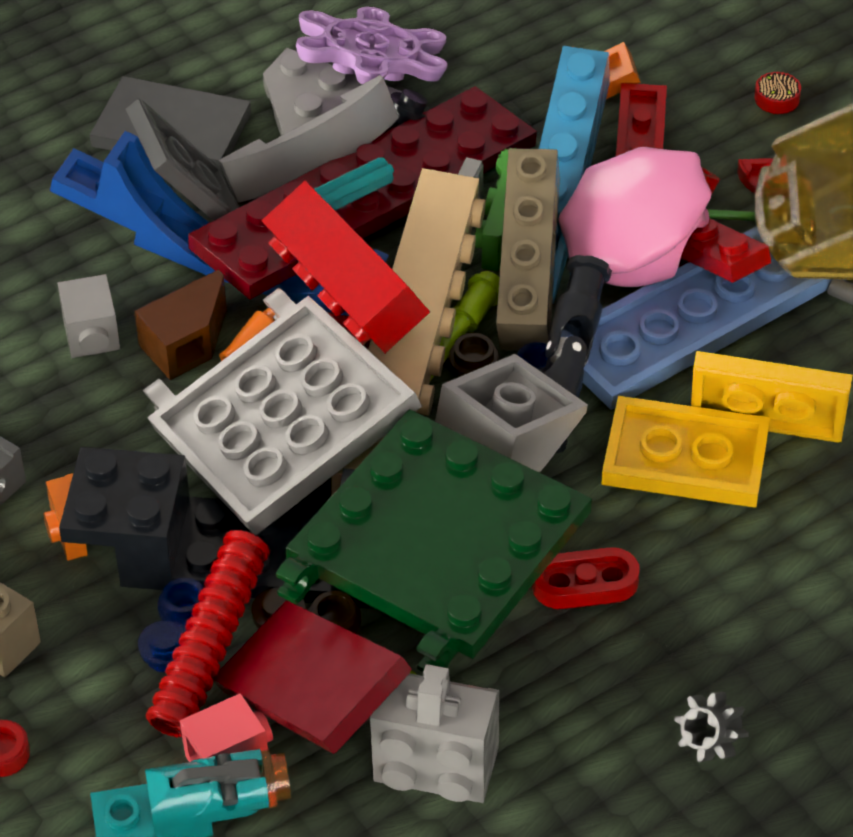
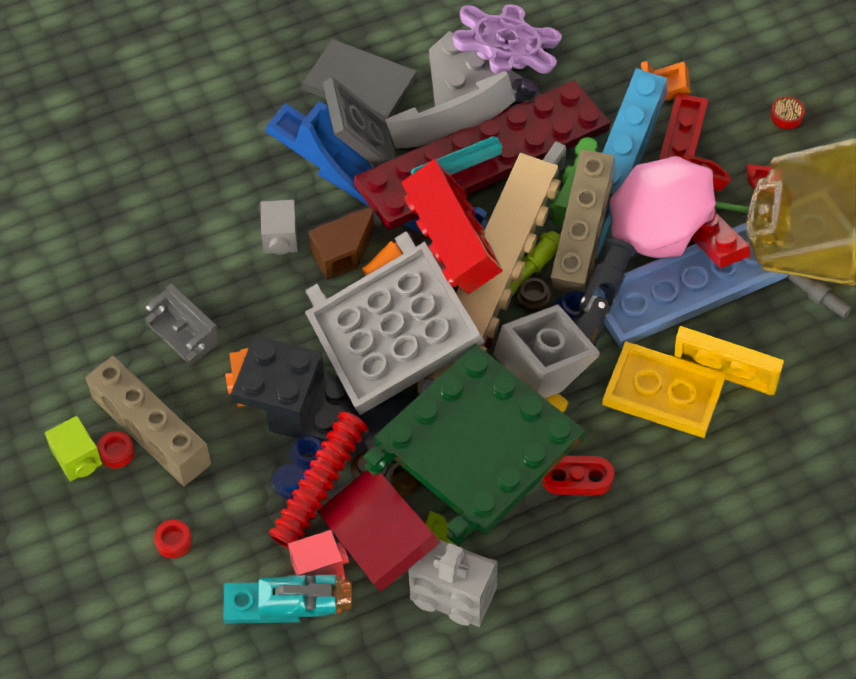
camera: 10 degrees right, 10 degrees up
(705, 738) = (638, 600): dark grey gear -> none

